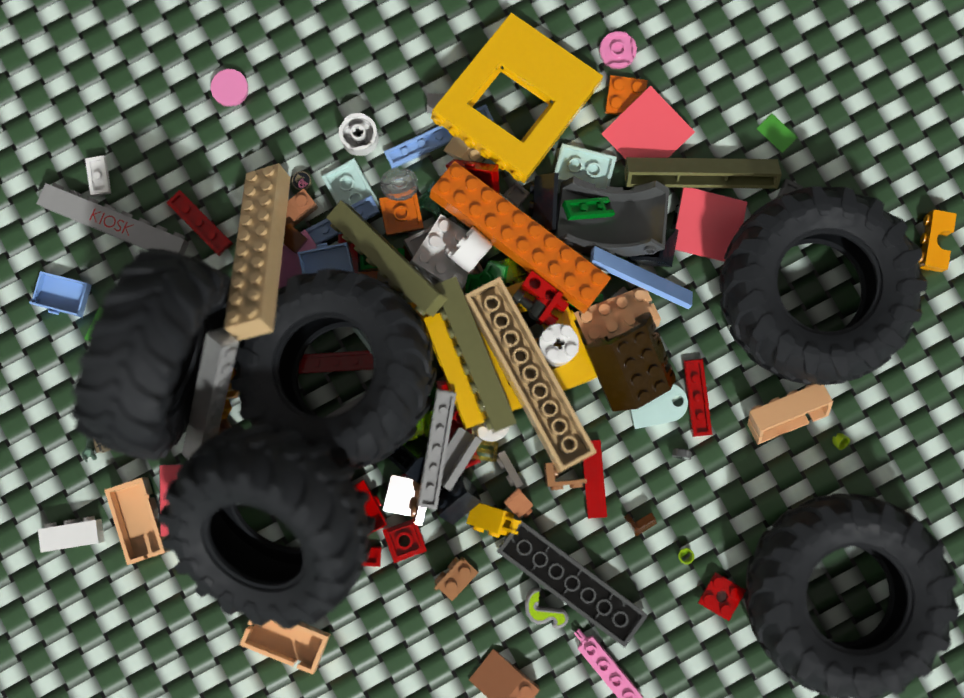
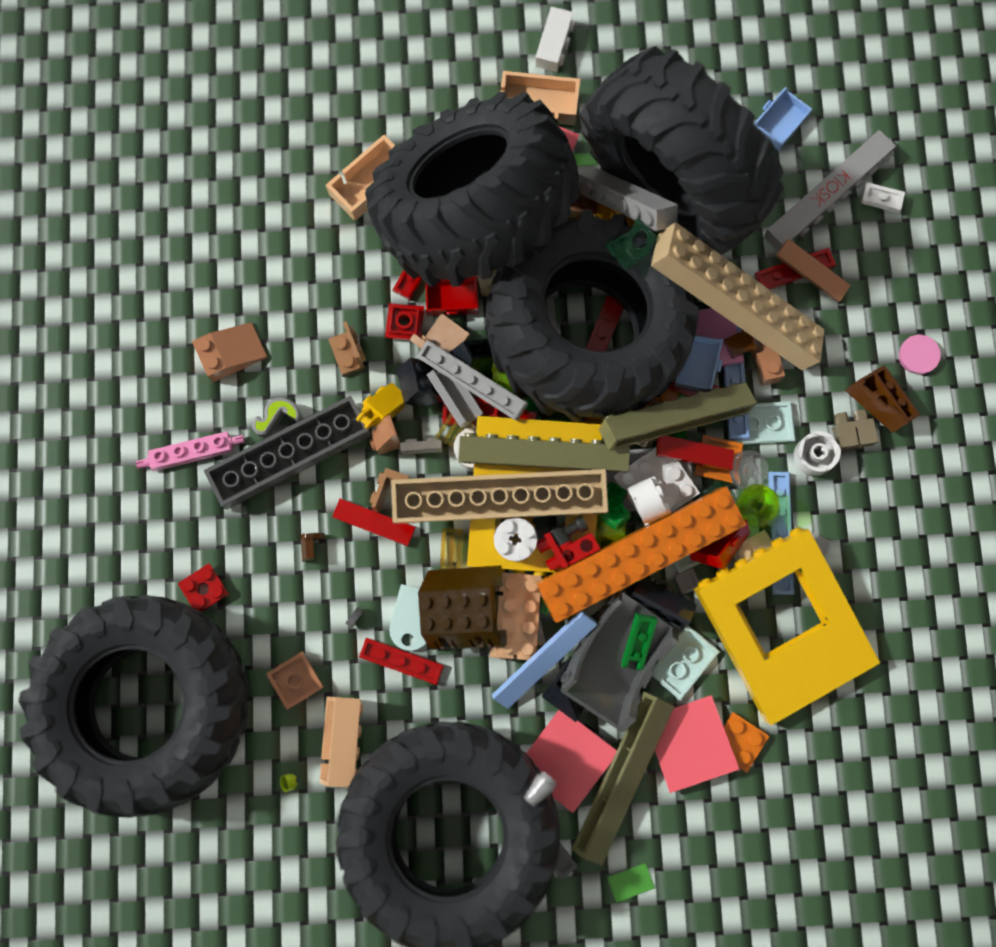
camera: 115 degrees right, 5 degrees down
(180, 452) = (585, 159): none -> bright green sticker
(195, 206) = (812, 270): none -> nougat tile
(265, 365) = (623, 249): none -> clear green piece
(285, 99) = (884, 399): none -> reddish brown wedge
(301, 180) = (794, 381): tile -> none
(325, 110) = (856, 433): none -> dark tan hips
(409, 231) = (695, 453): none -> red tile
(438, 162) = (769, 511): none -> clear neon green brick
(599, 395) = (451, 548): none -> clear yellow tile
(617, 50) = (793, 758): bright pink tile -> none
(683, 553) = (262, 572): lime hinge -> none
(753, 223) = (540, 788): none -> light grey cone
(757, 477) = (295, 680): none -> nougat plate

